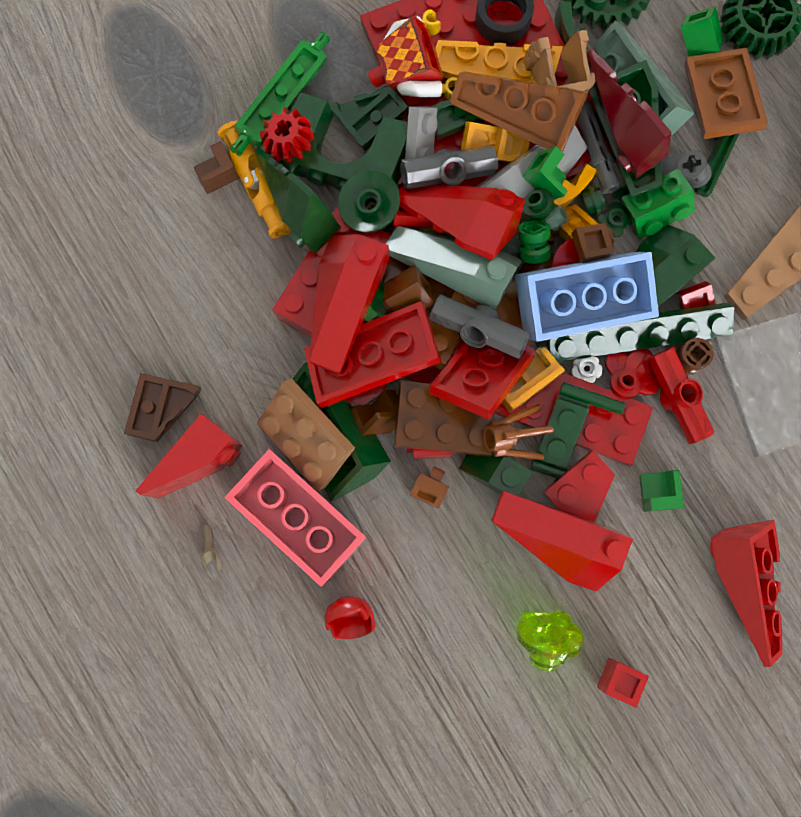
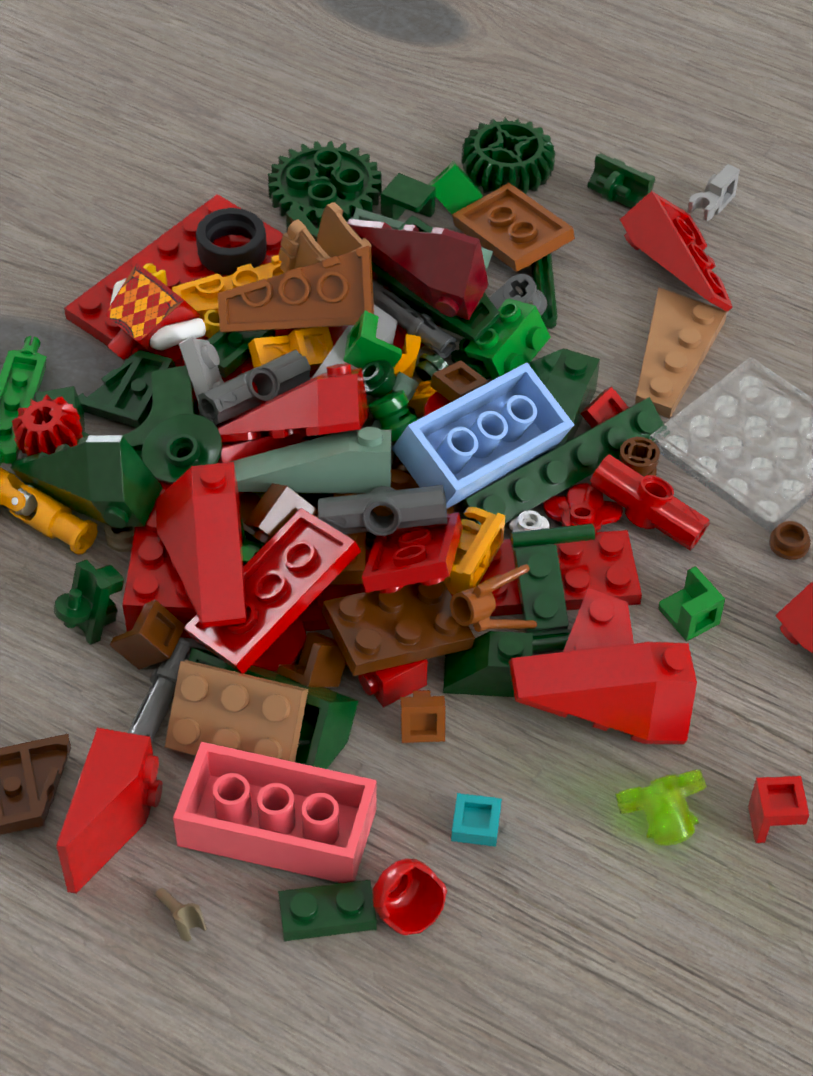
camera: 30 degrees left, 30 degrees down
(256, 291) = (89, 601): none -> dark green hips
(268, 385) = (160, 693): none -> dark grey pin
(284, 339) = (151, 637): none -> reddish brown panel
(299, 594) = (327, 910): none -> dark green plate
(424, 582) = (476, 819): none -> teal plate
(660, 25) = (407, 194): none -> dark green panel
(763, 472) = (790, 540): none -> reddish brown plate

